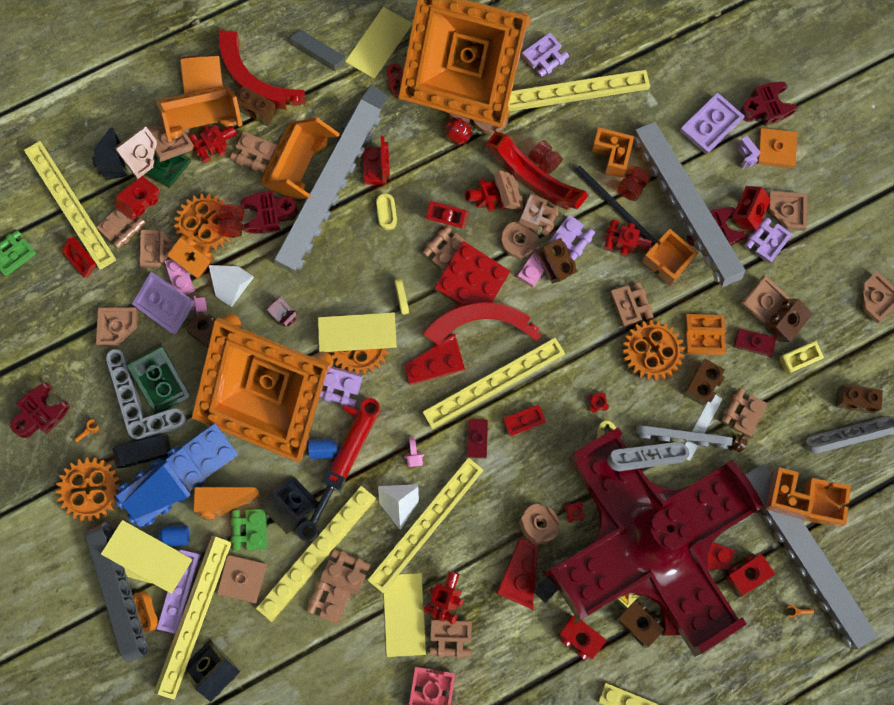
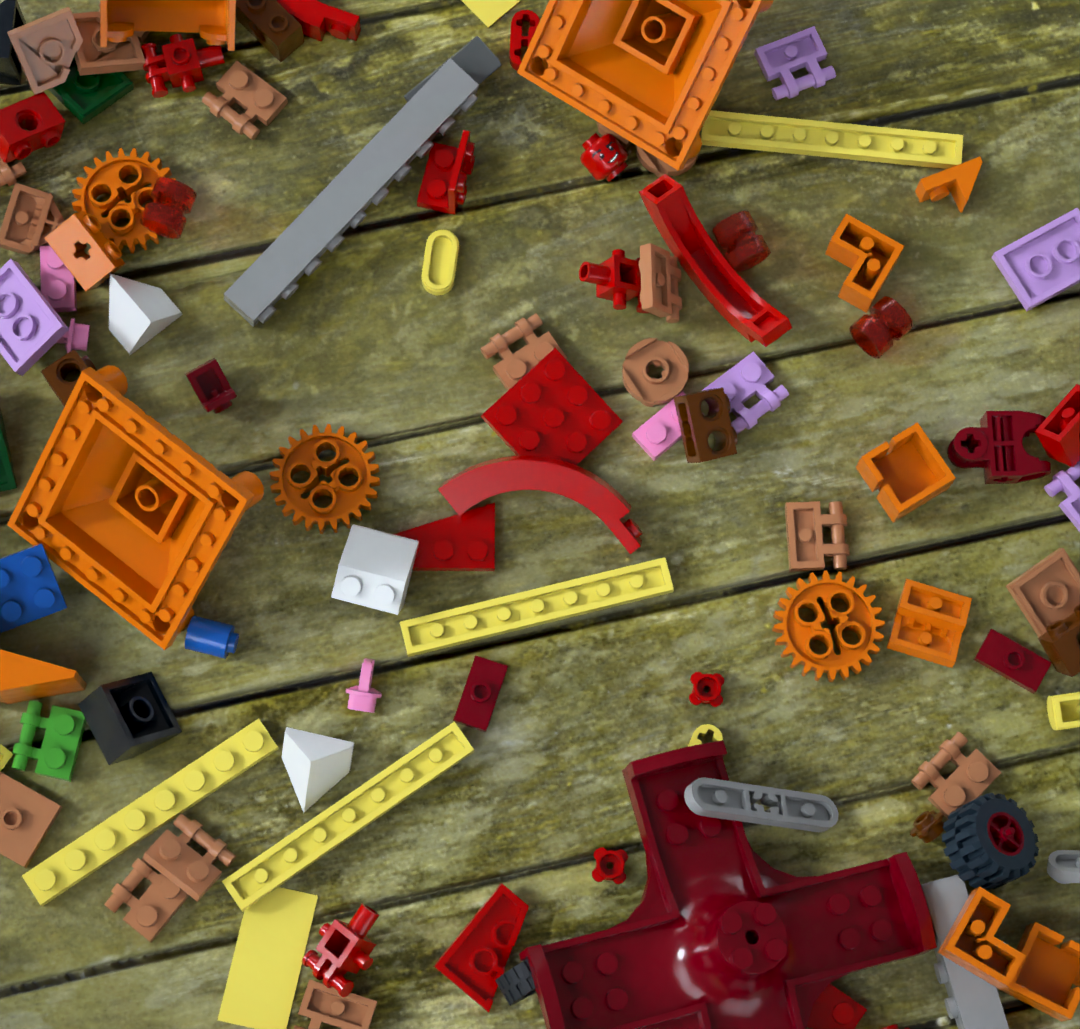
camera: 15 degrees right, 0 degrees up
(276, 209) = (240, 209): dark red piece -> none
(294, 155) = (310, 125): orange windscreen -> none
(336, 475) = (220, 691): red piece -> none
(344, 381) = (277, 530): lavender plate -> none
(357, 332) = (327, 455): light yellow piece -> none
(401, 296) = (422, 414): light yellow tile -> none
(401, 386) = (375, 569): none -> white slope
(447, 215) = (541, 296): red brick -> none
(524, 421) = (569, 685): red plate -> none
(532, 531) = (526, 880): nougat plate -> none
(533, 214) = (692, 329): nougat plate -> none
(614, 204) = (840, 357): black piece -> none
(626, 239) = (840, 422): red piece -> none
(649, 96) = (954, 180): none -> orange slope
(688, 205) = (963, 390): light grey brick -> none
(701, 380) = (895, 700): reddish brown brick -> none
(703, 423) = (877, 778): white sticker -> none
(703, 440) = (867, 803): light grey piece -> none
(774, 441) = (990, 841): none -> black wheel

